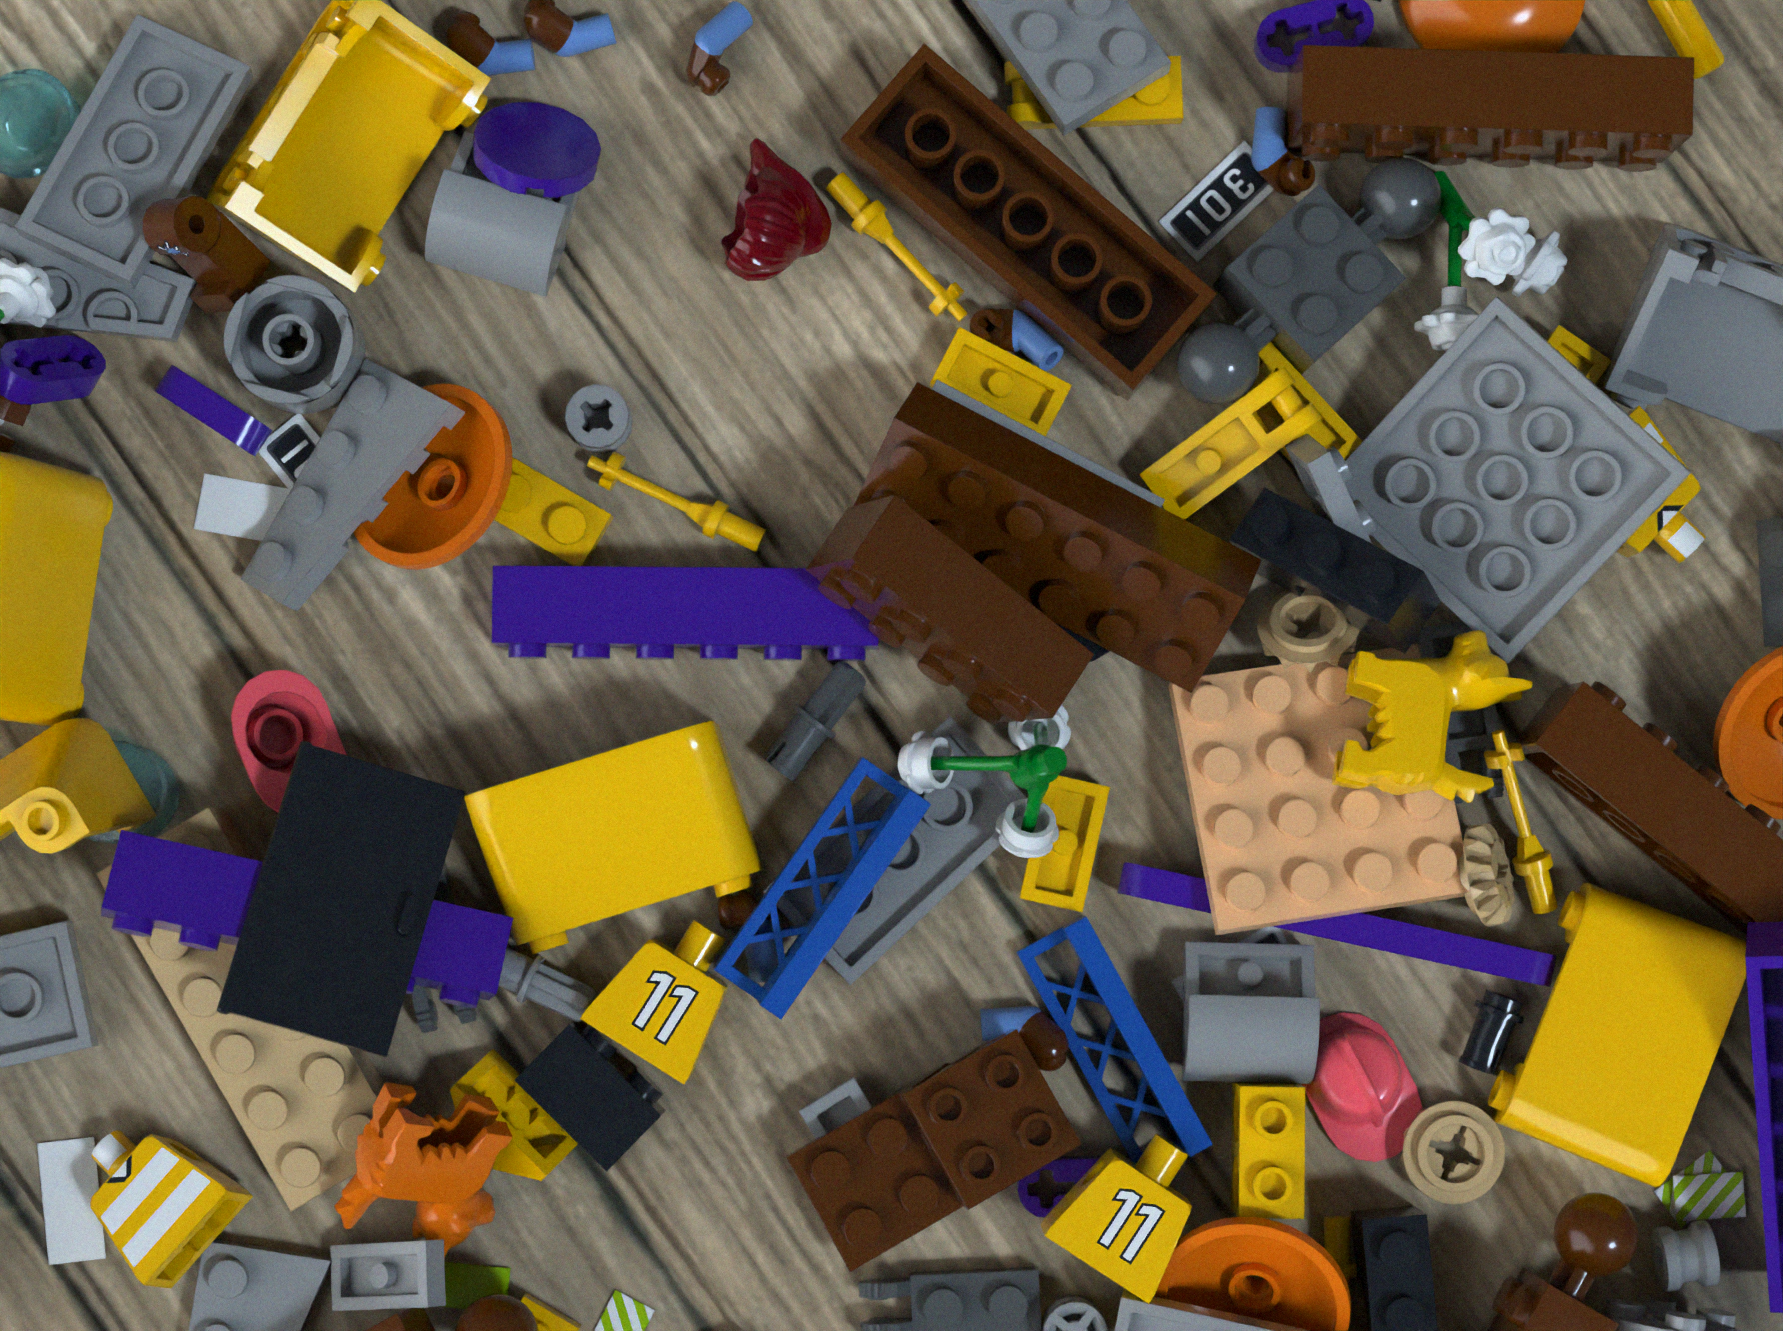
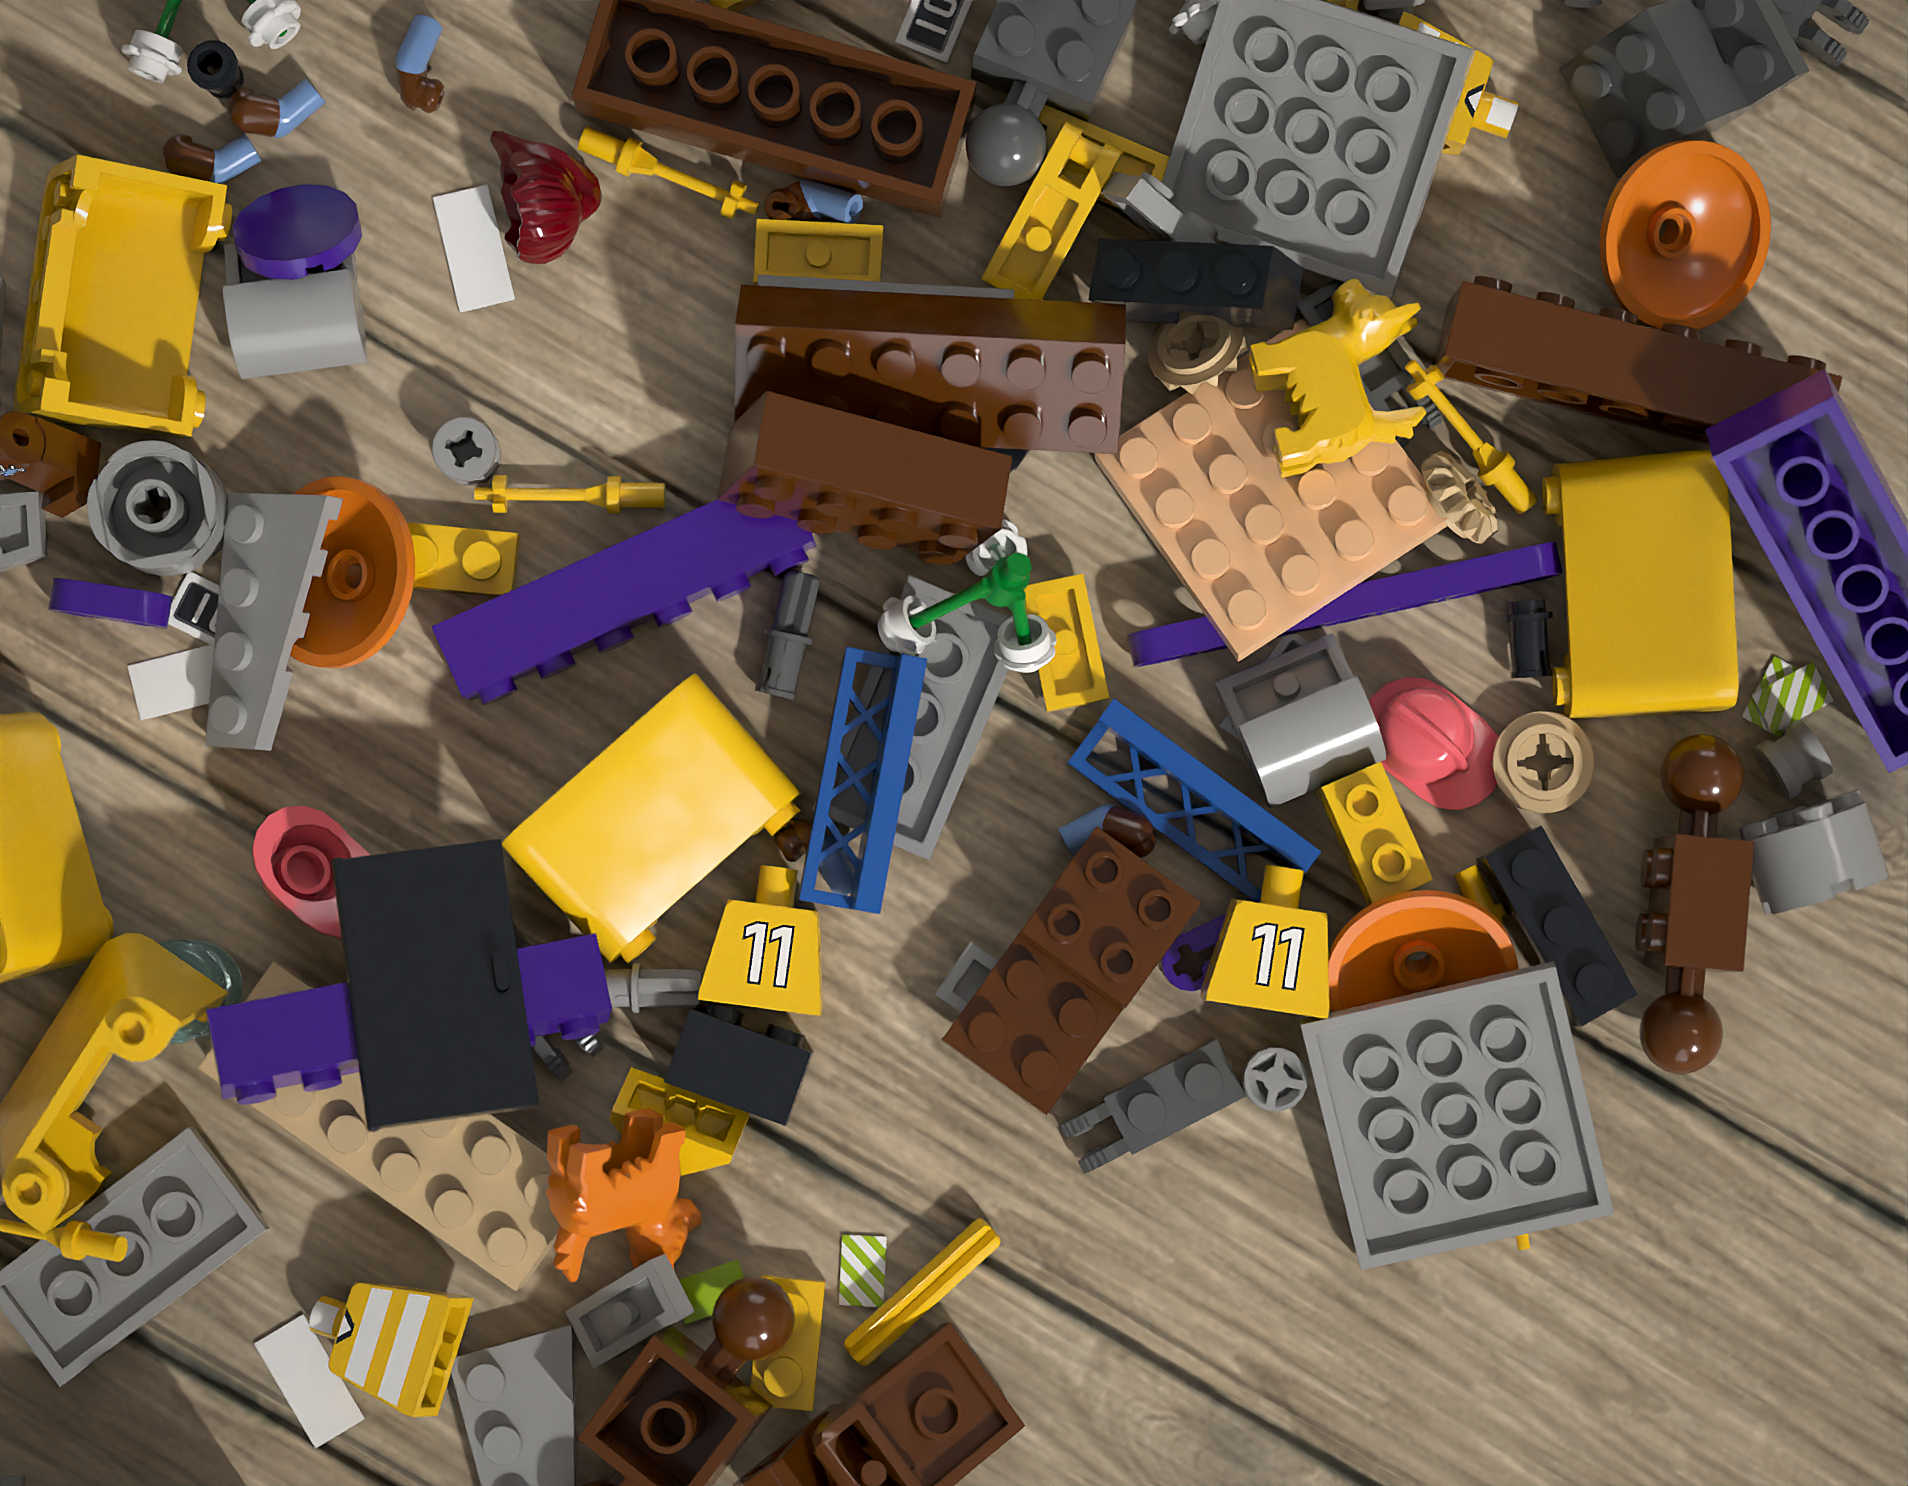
camera: 20 degrees left, 0 degrees up
(690, 236) = (473, 248): none -> white sticker

